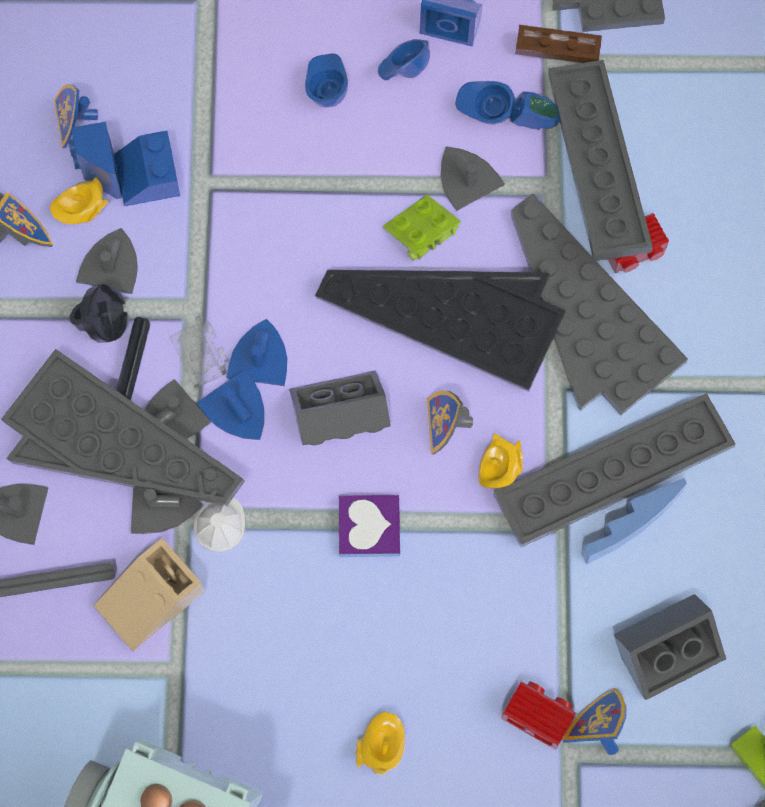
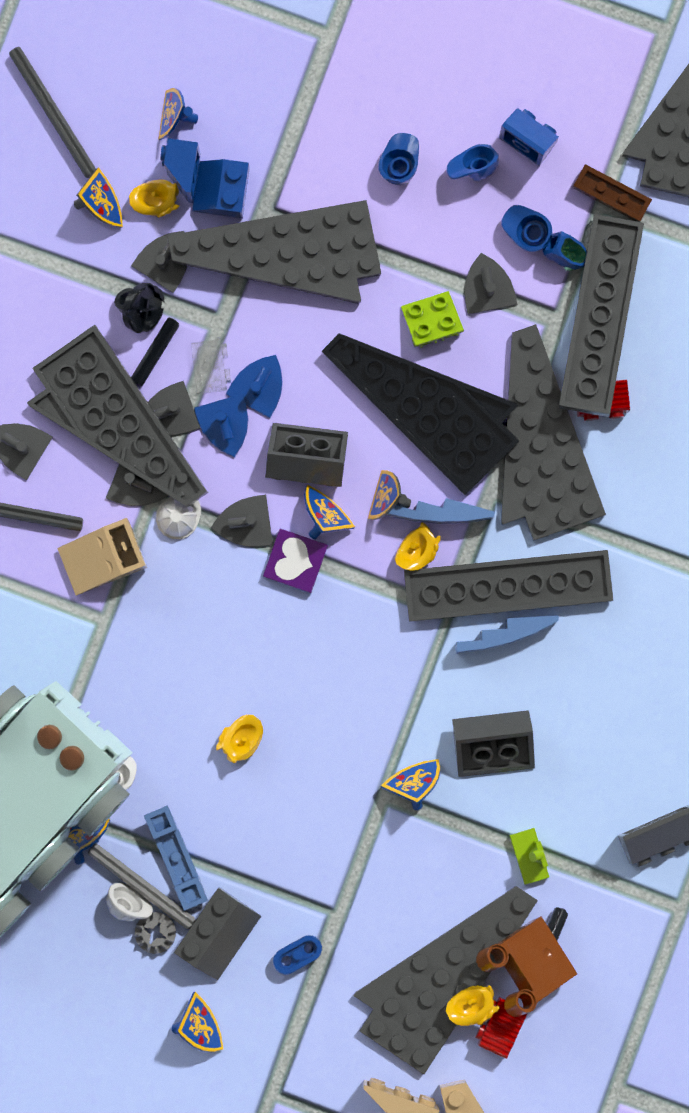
camera: 20 degrees right, 15 degrees up
(257, 203) = (303, 251): none -> dark grey wing
(298, 505) = (246, 522): none -> dark grey shield
(382, 463) = (324, 513): none -> shield
(520, 414) = (451, 513): none -> medium blue slope
(539, 714) = (370, 759): red brick -> none

